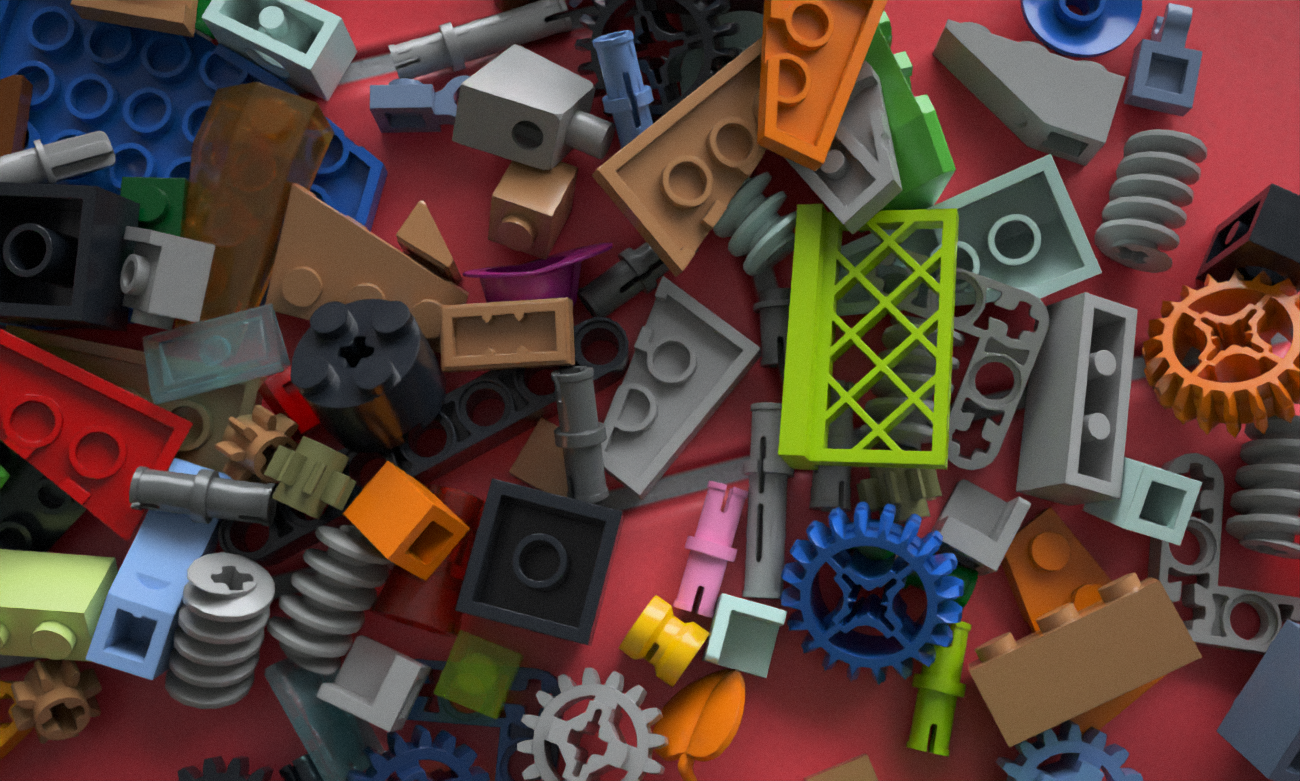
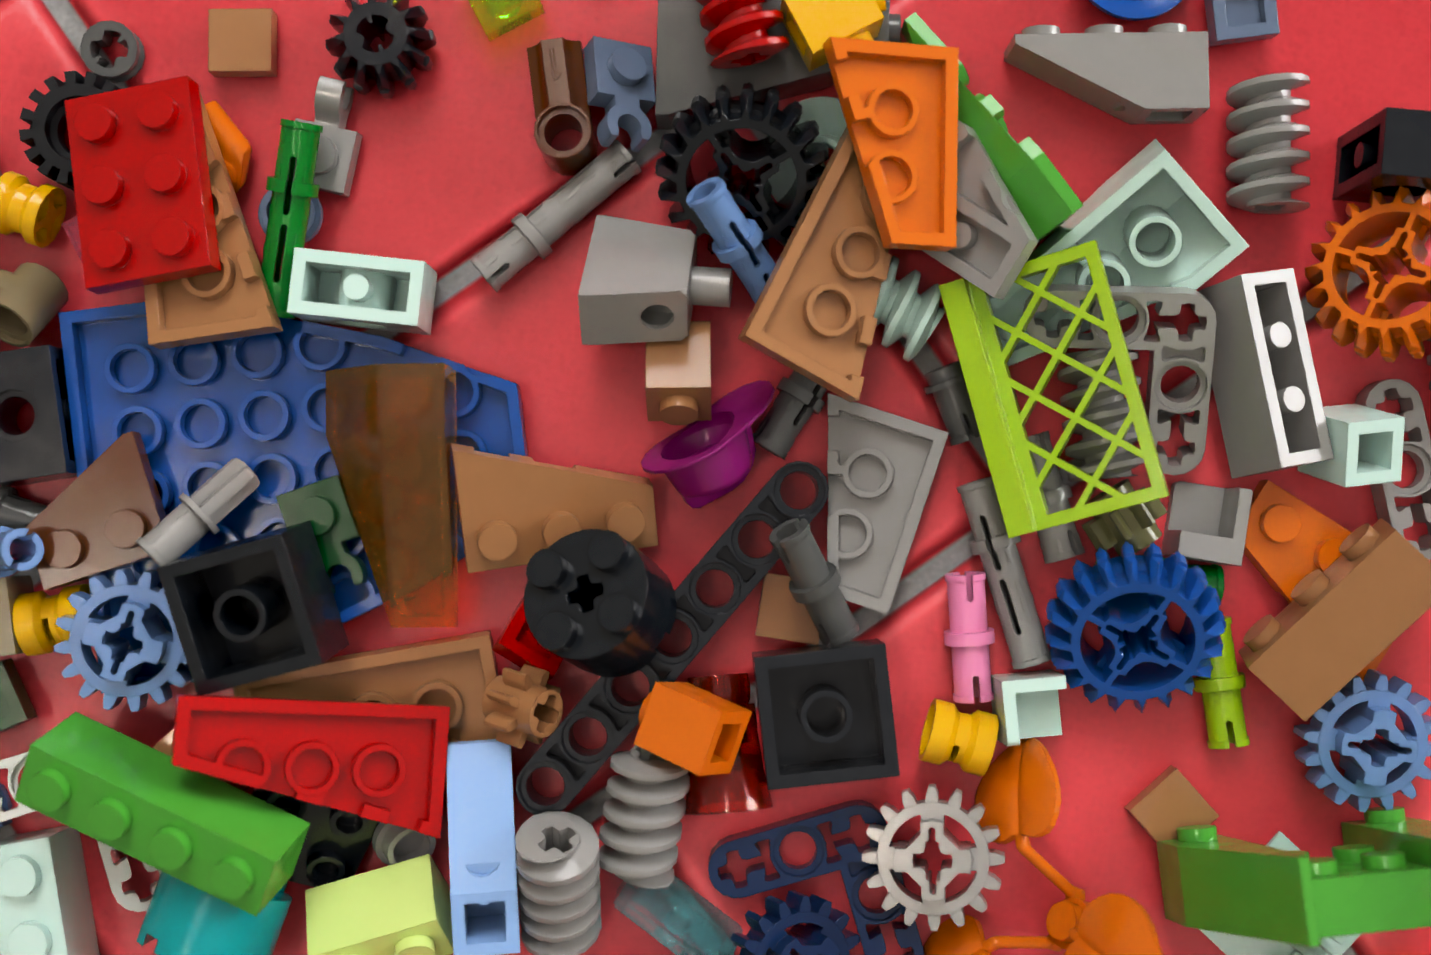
camera: 20 degrees left, 10 degrees up
(92, 537) = (399, 844): none -> light grey plate
(165, 277) = (370, 584): light grey brick -> none
(203, 496) = (496, 773): dark grey pin -> none
(214, 354) = (444, 637): clear light blue slope -> none
(310, 477) = (589, 722): olive gear -> none
(376, 684) = (717, 877): light grey panel -> none
(414, 106) = (517, 313): sand blue plate -> none
(424, 242) = (589, 447): medium nougat slope -> none
(478, 674) = (805, 832): clear neon green plate -> none
(507, 335) = (712, 517): medium nougat plate -> none

